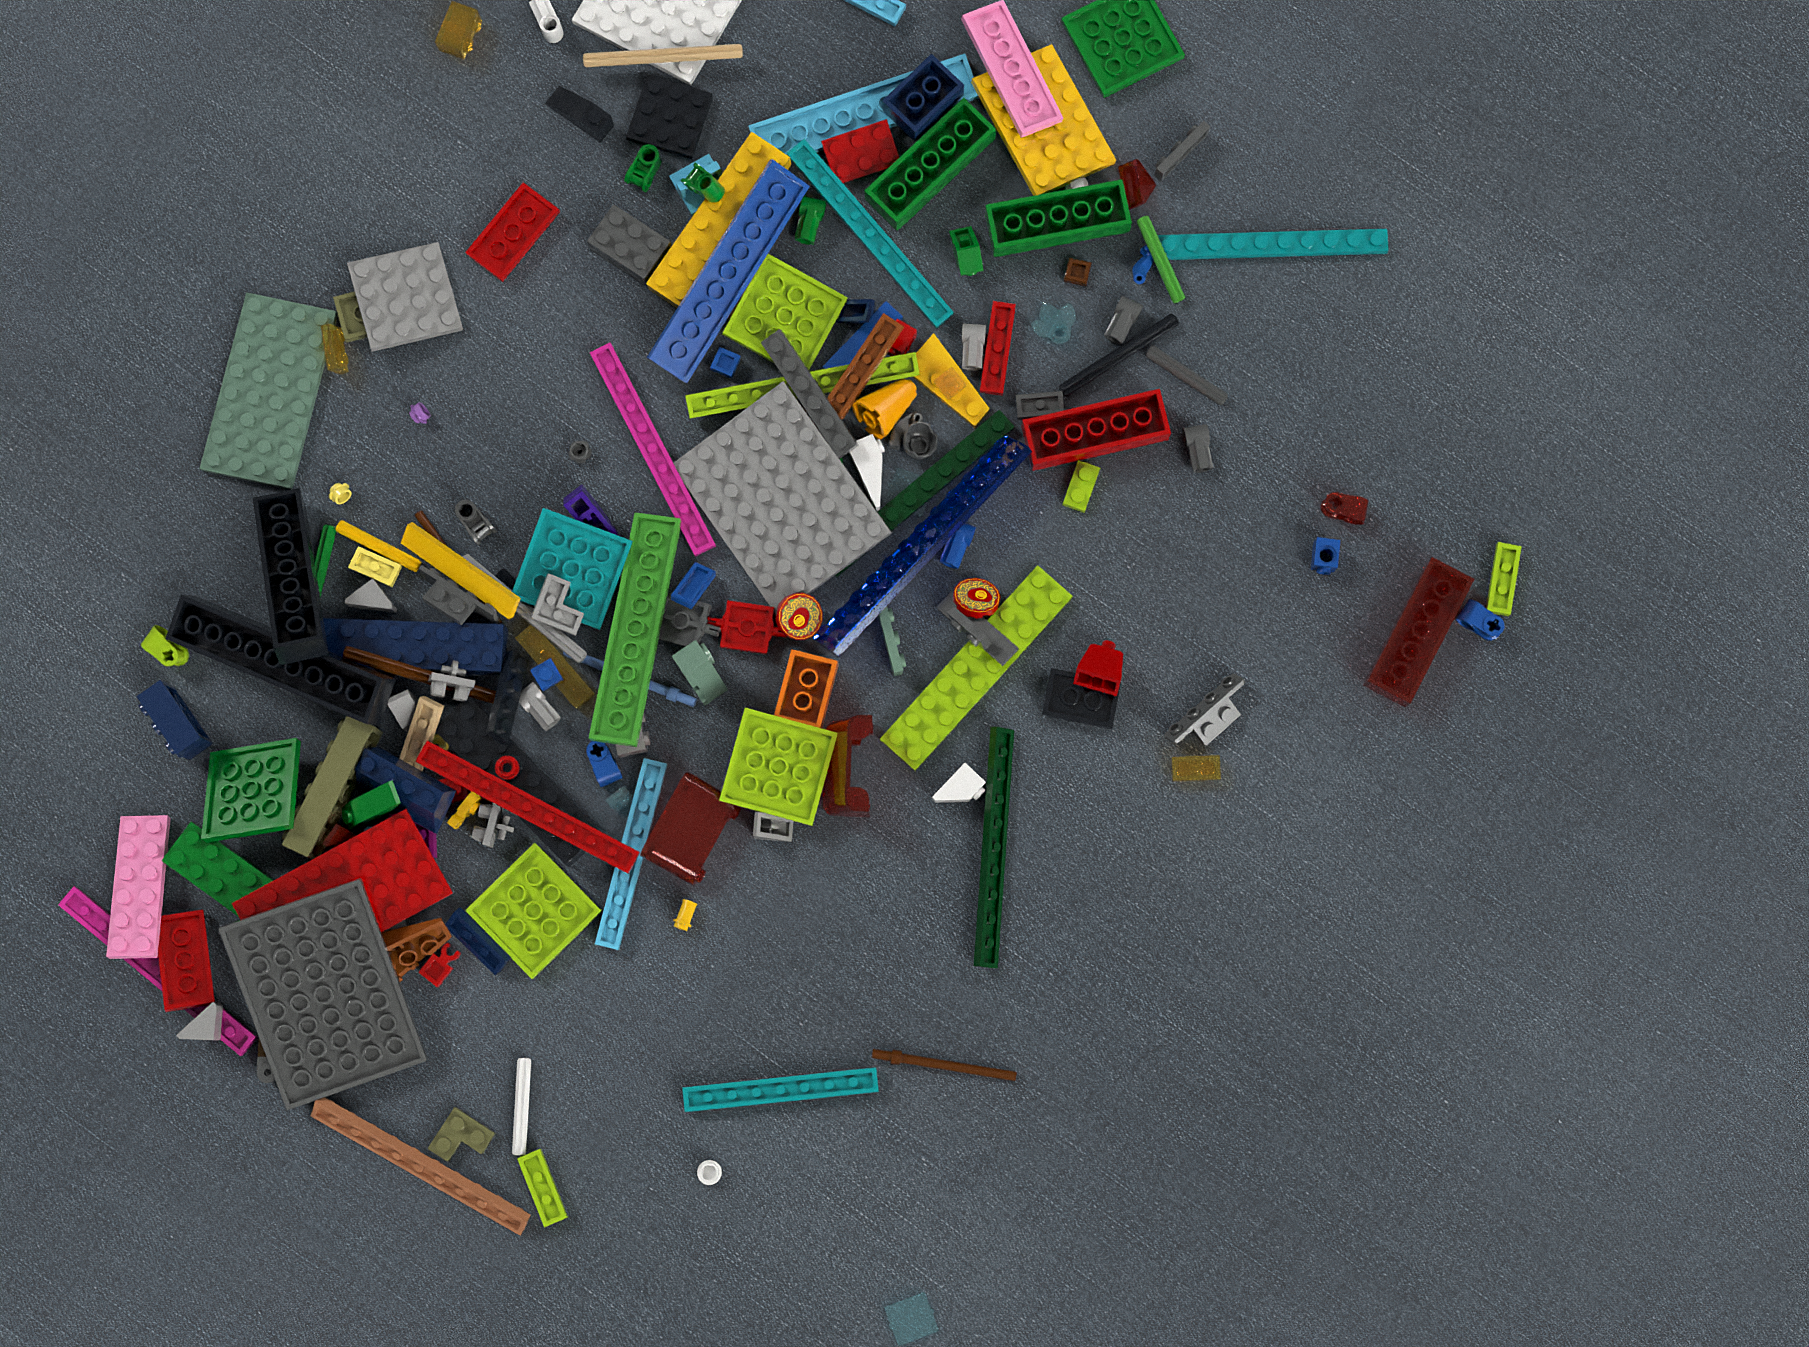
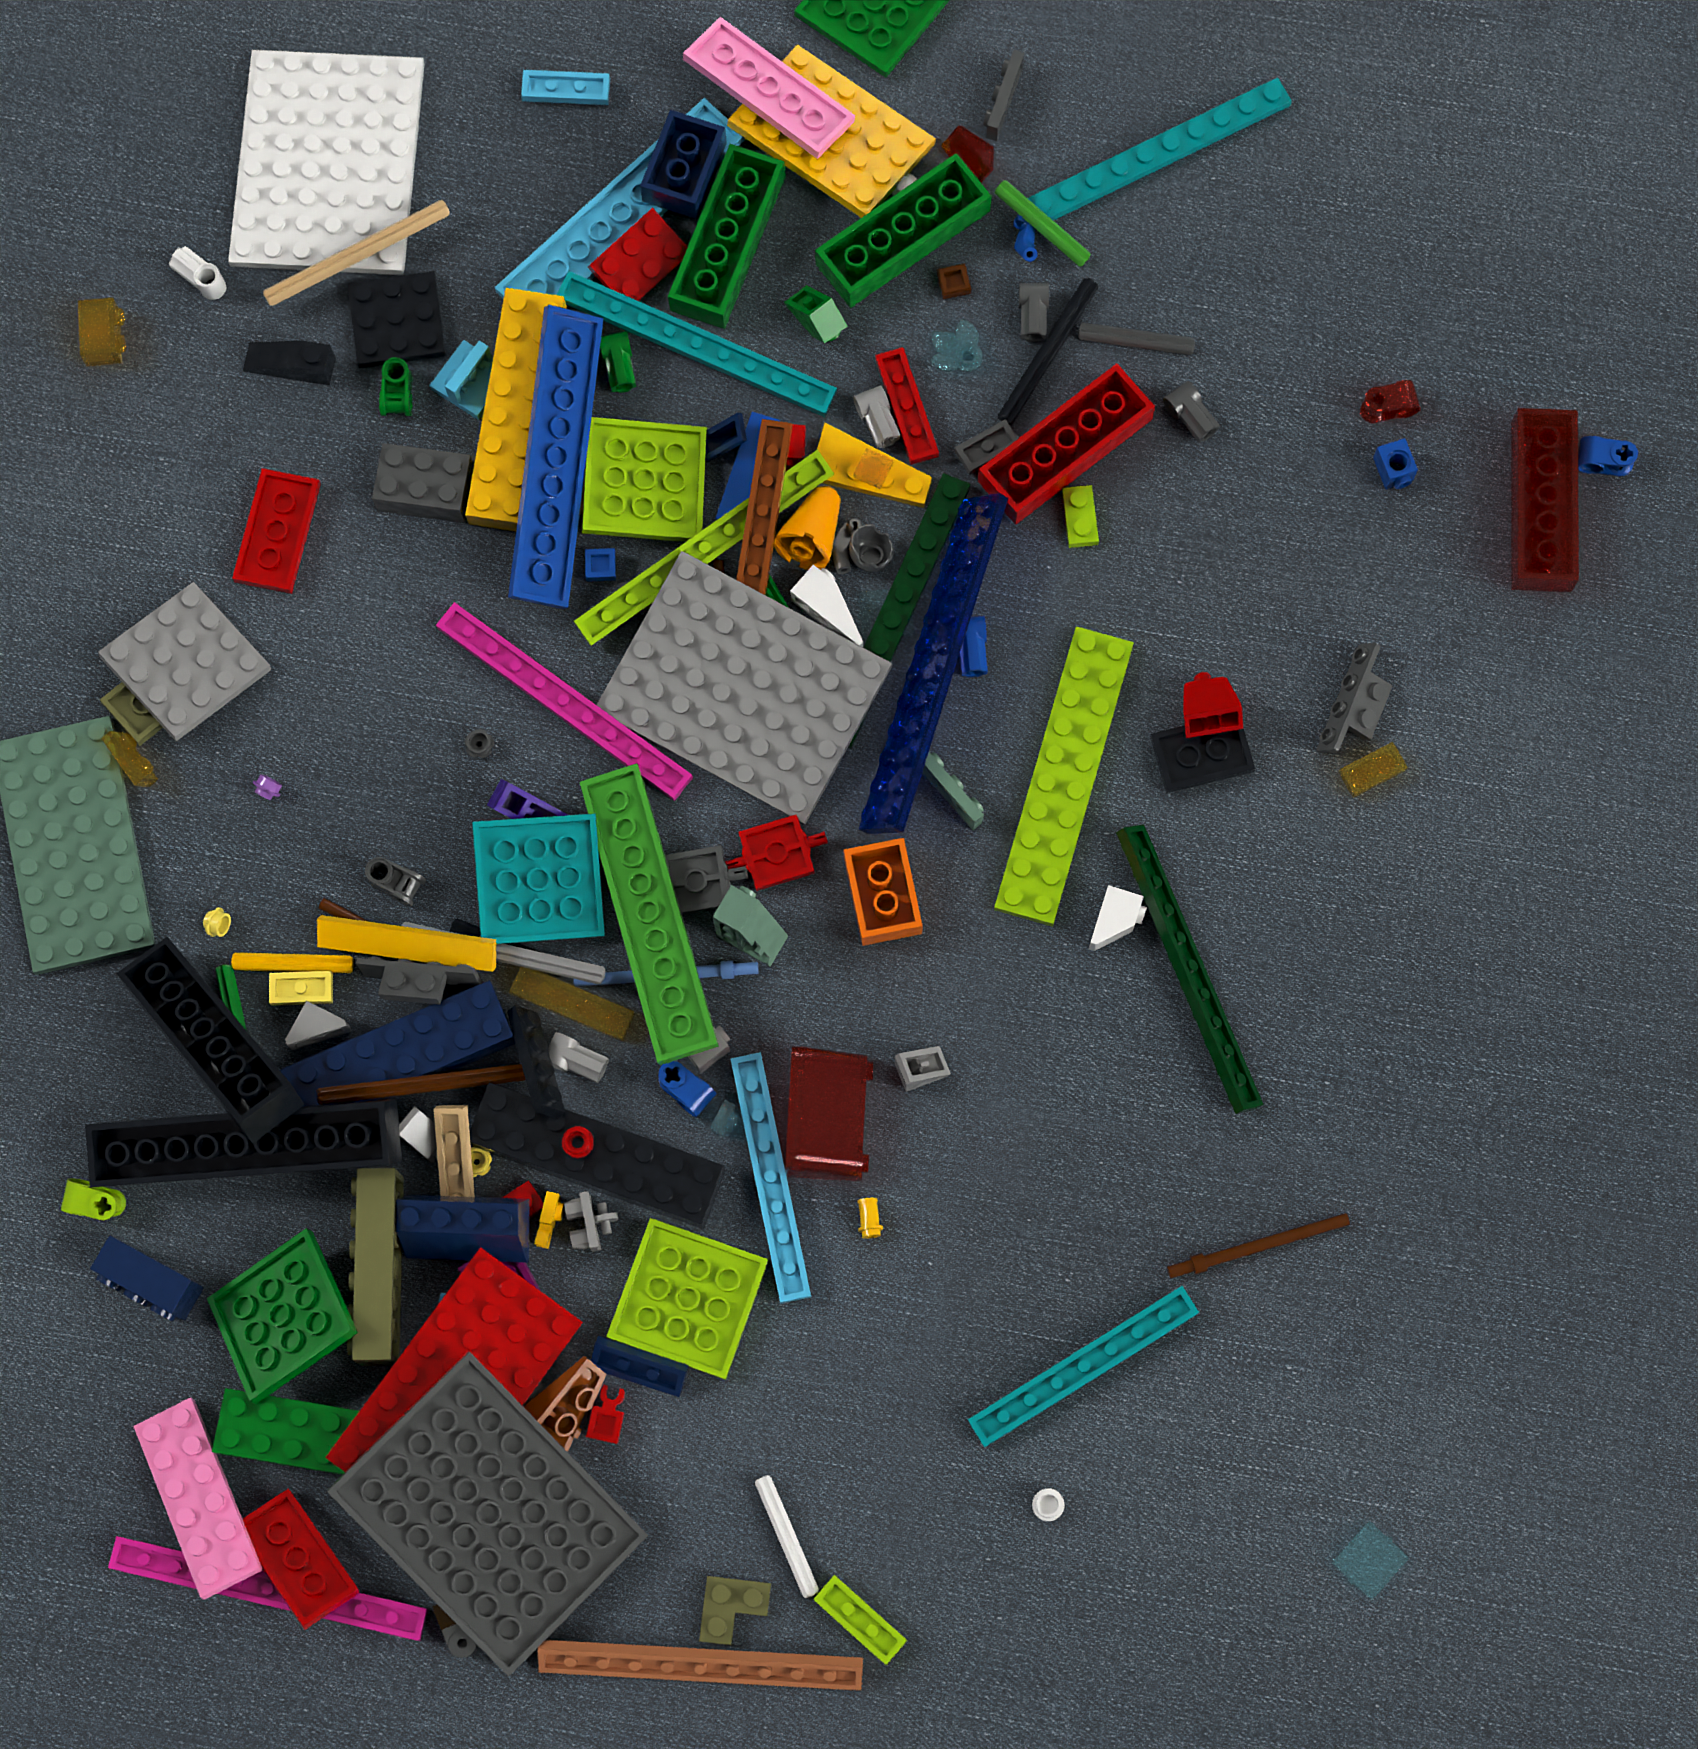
camera: 25 degrees left, 5 degrees down
(206, 1025) = (360, 1623): light grey slope -> none
(338, 835) = (413, 1320): clear red slope -> none
(370, 806) = (436, 1265): green slope -> none
(440, 681) = (449, 1078): light grey hips -> none
(527, 807) = (624, 1175): red plate -> none
(546, 674) = (568, 1015): blue plate -> none
(550, 608) = (539, 937): light grey plate -> none
(693, 585) = (689, 833): blue tile -> none
(704, 184) = (479, 370): green piece -> none
(778, 766) = (895, 990): lime plate -> none
(799, 616) = (831, 810): tile -> none
(809, 393) = (719, 551): dark grey plate -> none
(838, 796) = (978, 987): clear red windscreen -> none
(976, 597) = (1025, 694): tile -> none
(978, 632) = (1044, 727): dark grey bracket -> none
(1503, 578) = (1606, 398): lime plate -> none

